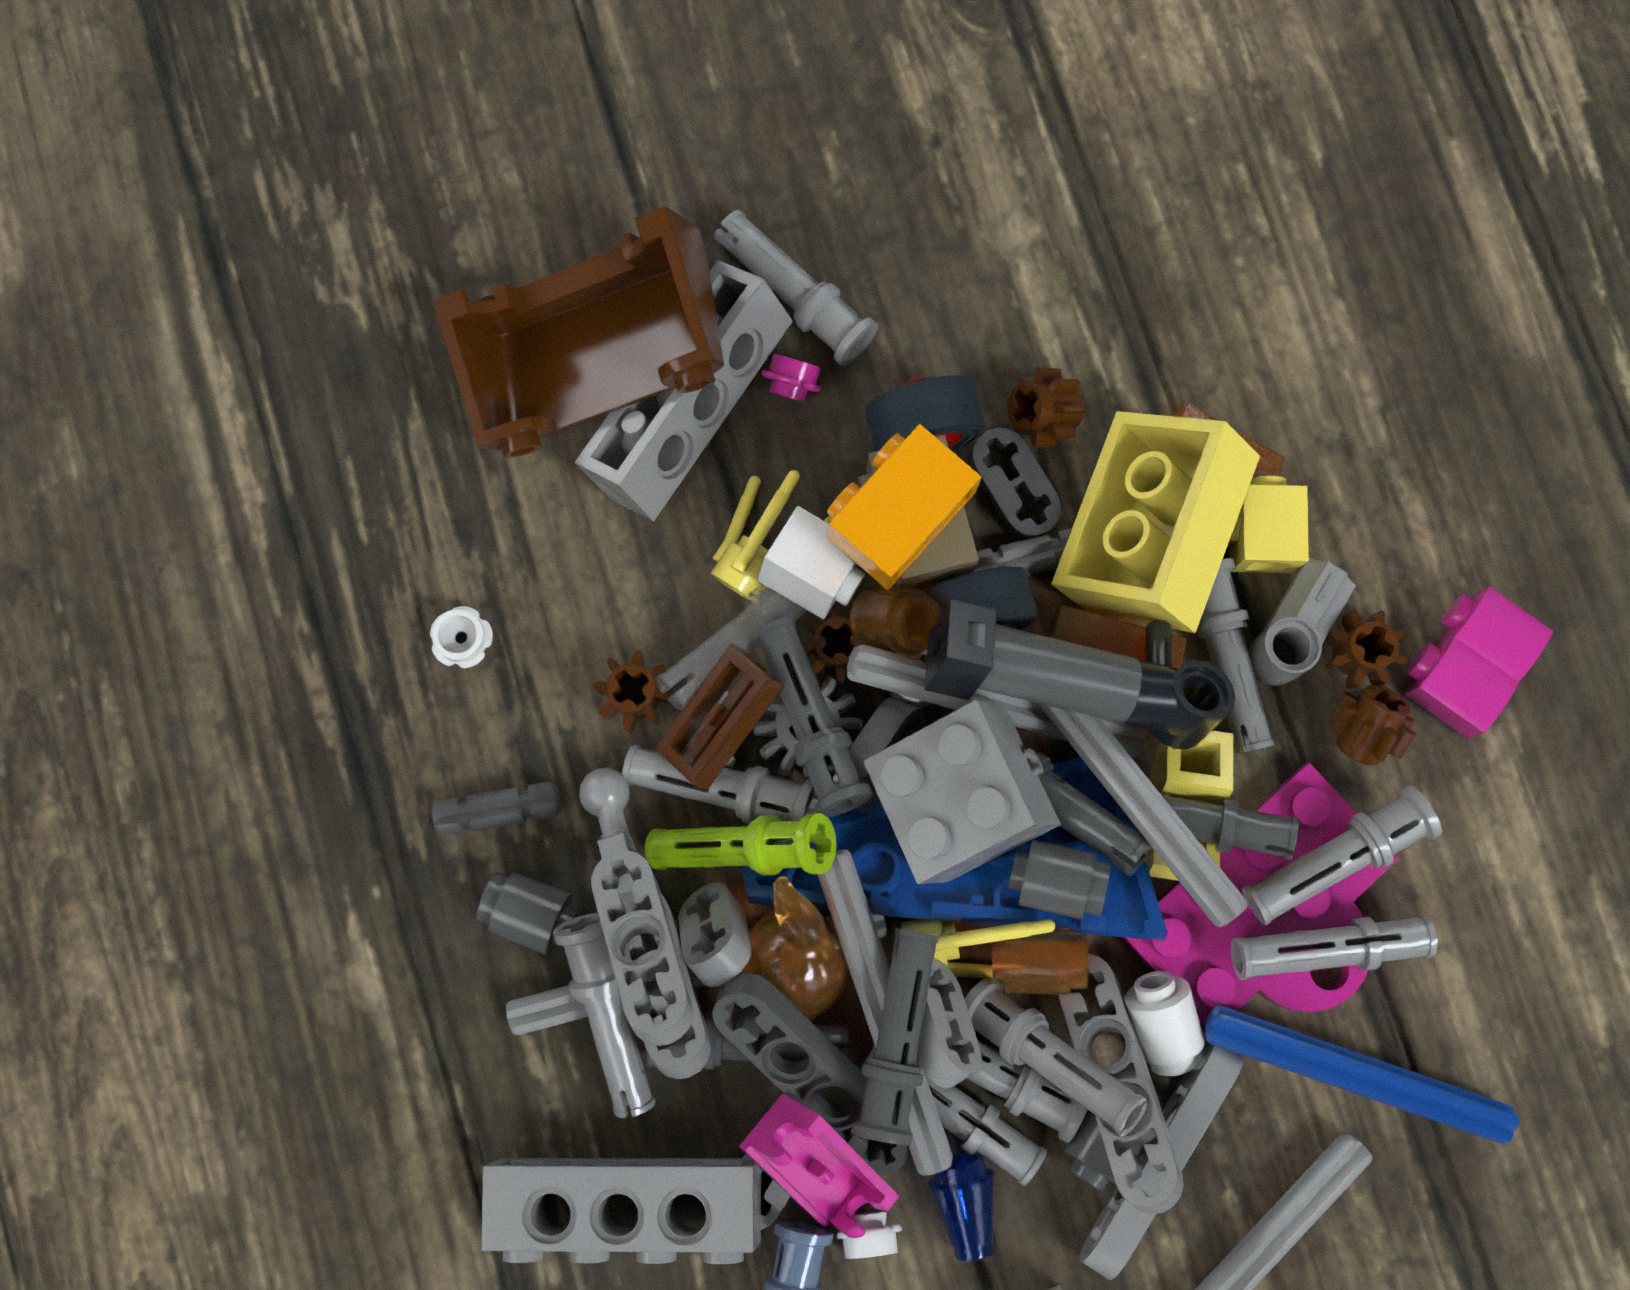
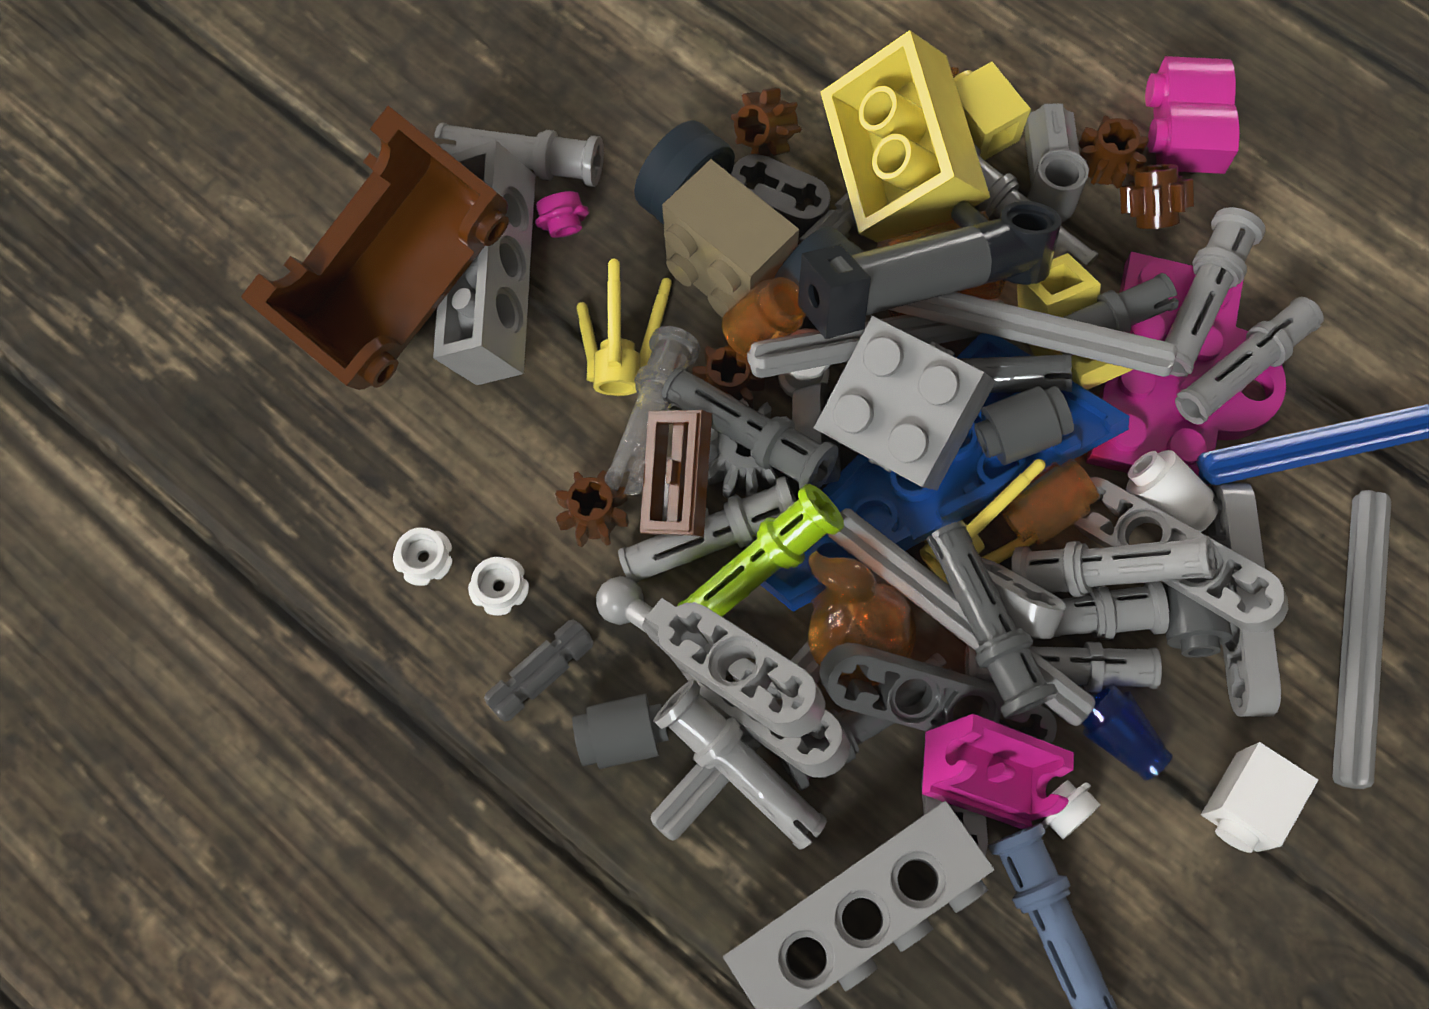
camera: 30 degrees left, 10 degrees down
(500, 693) = (492, 571): none -> white plate
(714, 934) = (791, 638): light grey beam -> none
(809, 566) = (673, 316): white brick -> none
(901, 505) = (715, 215): light orange brick -> none

